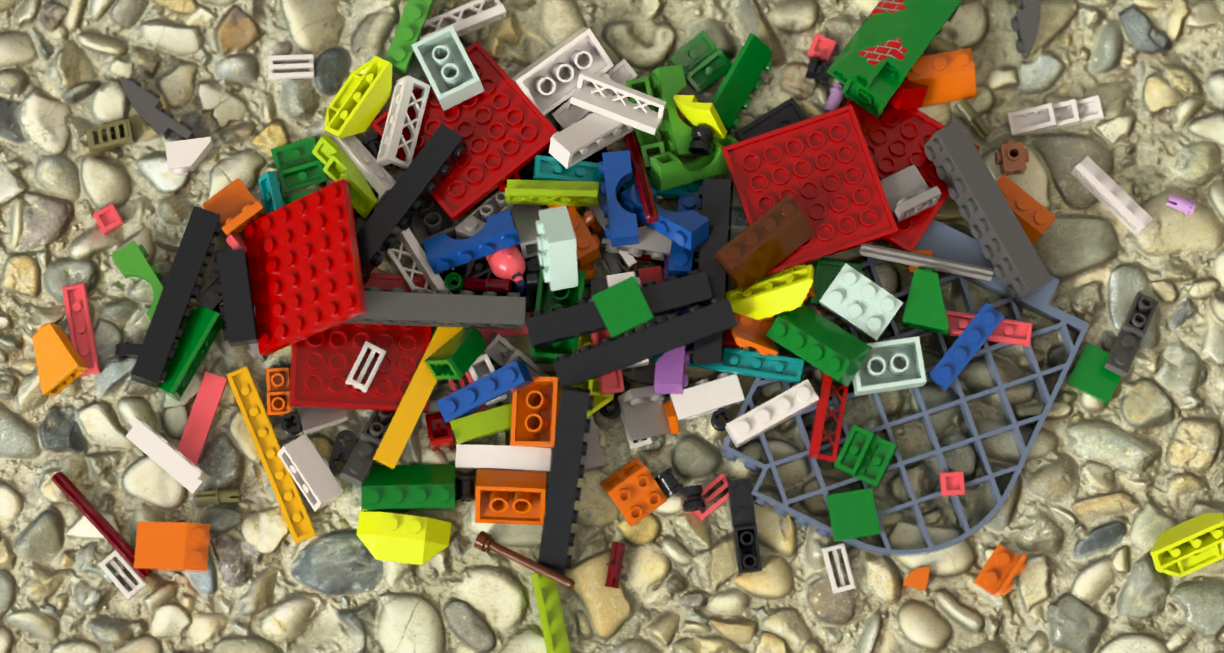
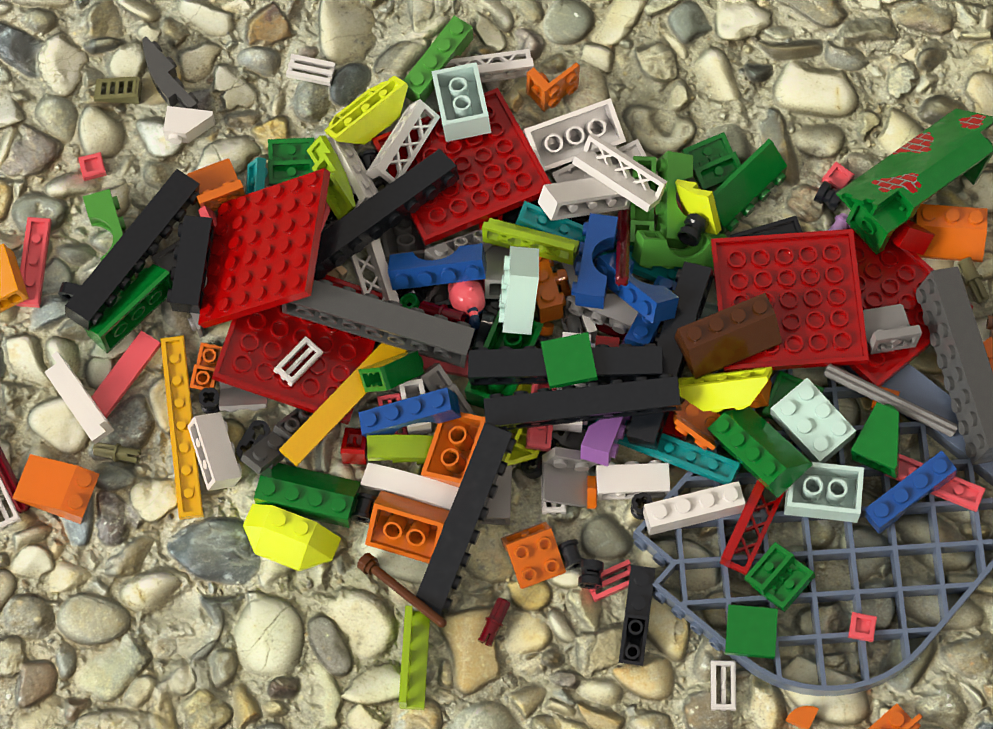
camera: 20 degrees right, 10 degrees down
(518, 34) = (548, 94): none -> orange bracket

